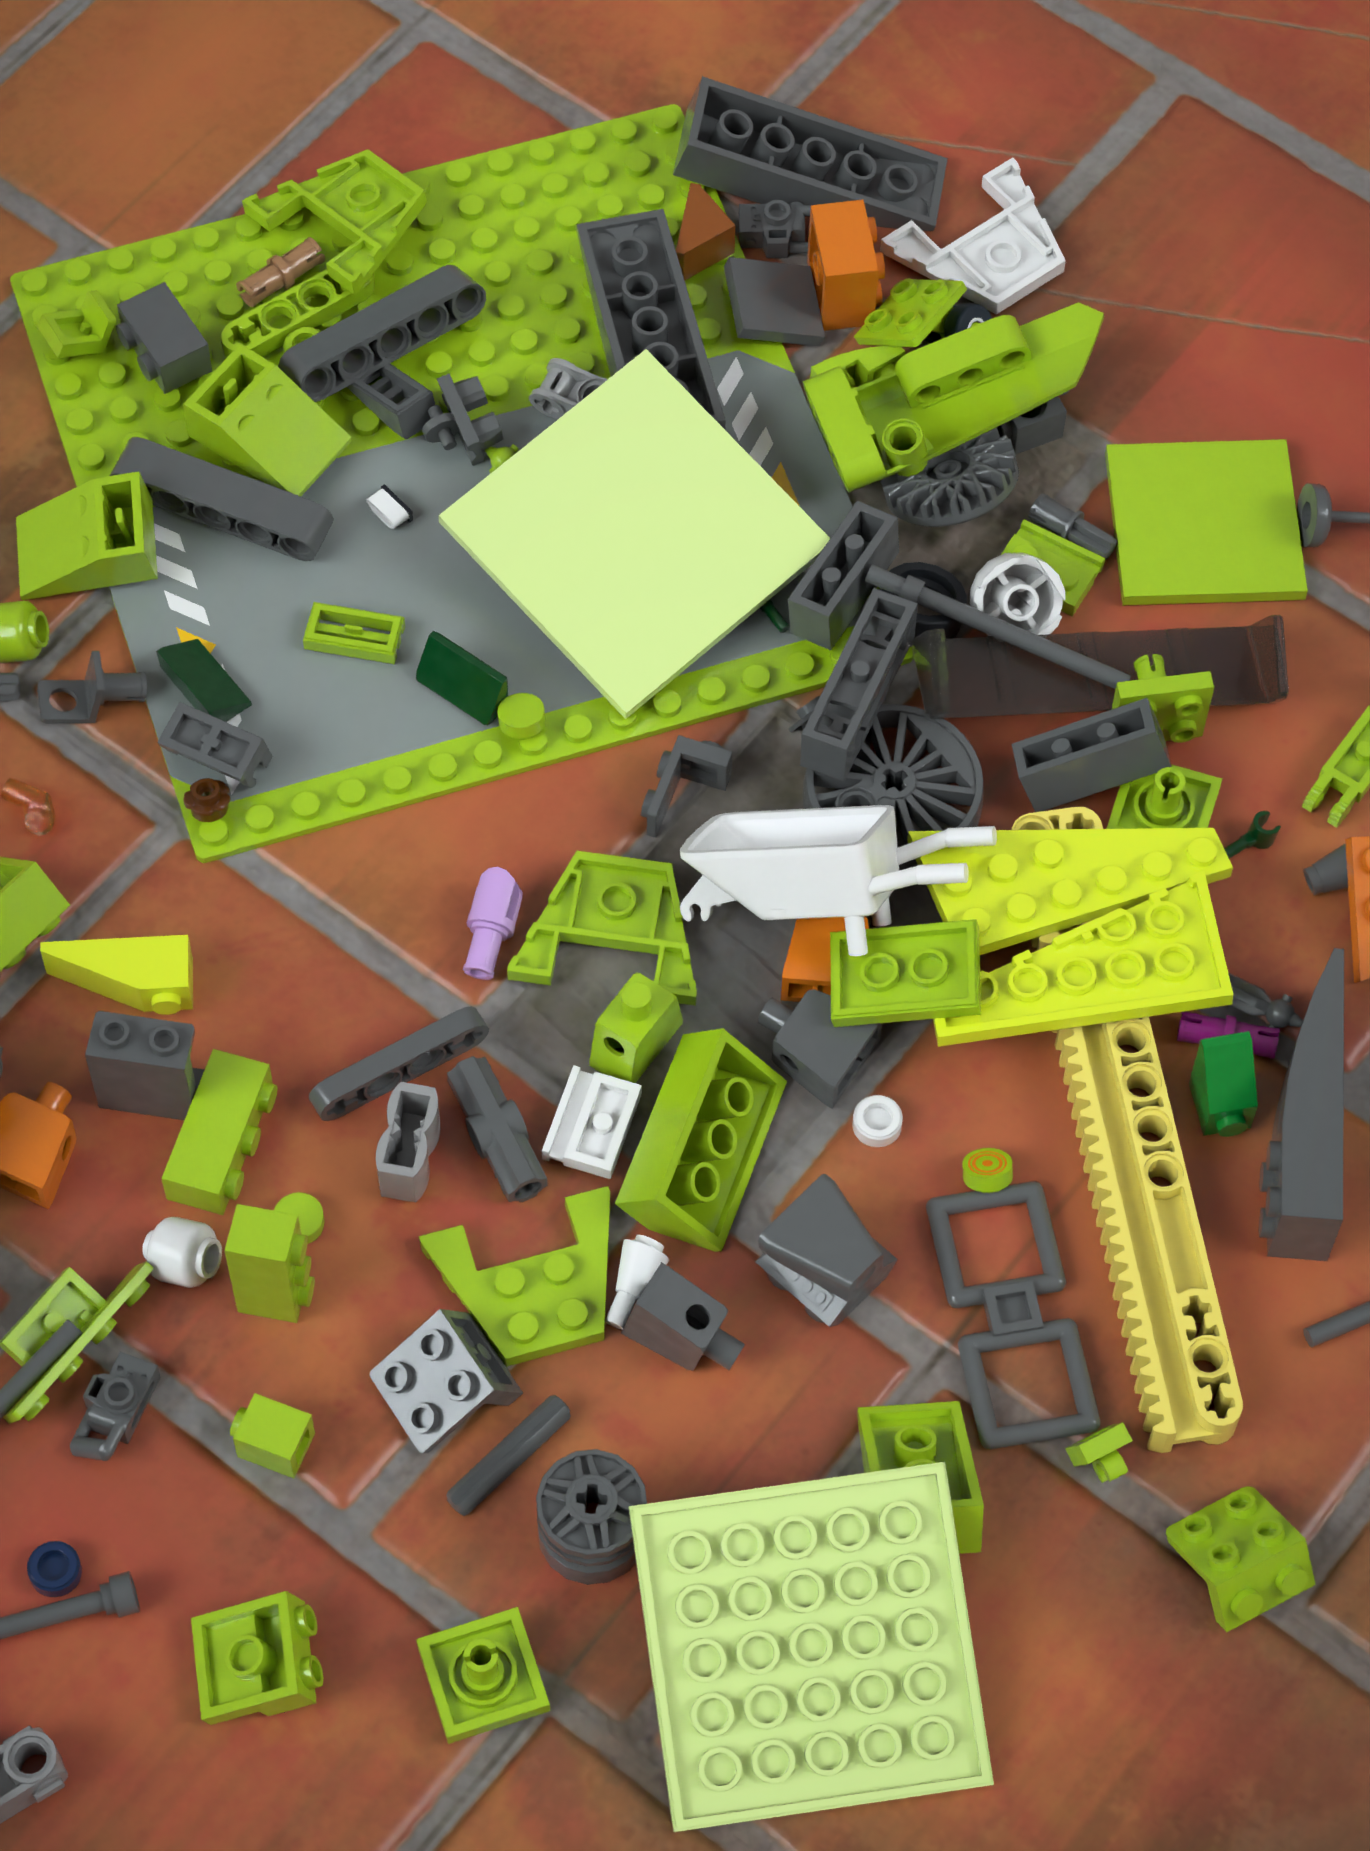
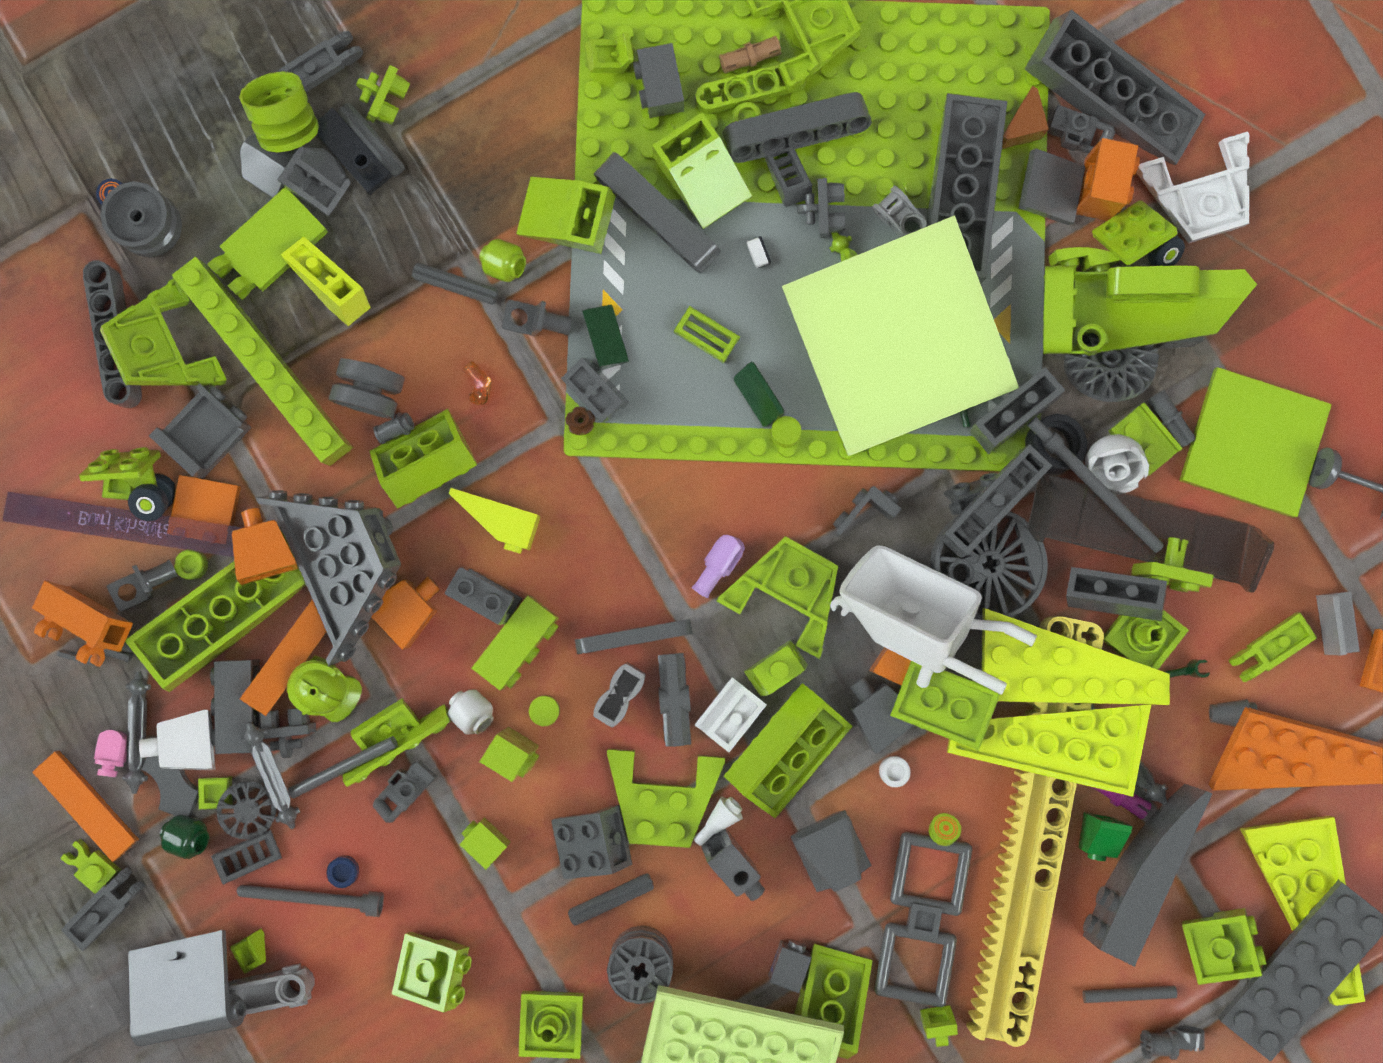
camera: 20 degrees right, 25 degrees up
(830, 1441) = (790, 965): none -> dark grey brick

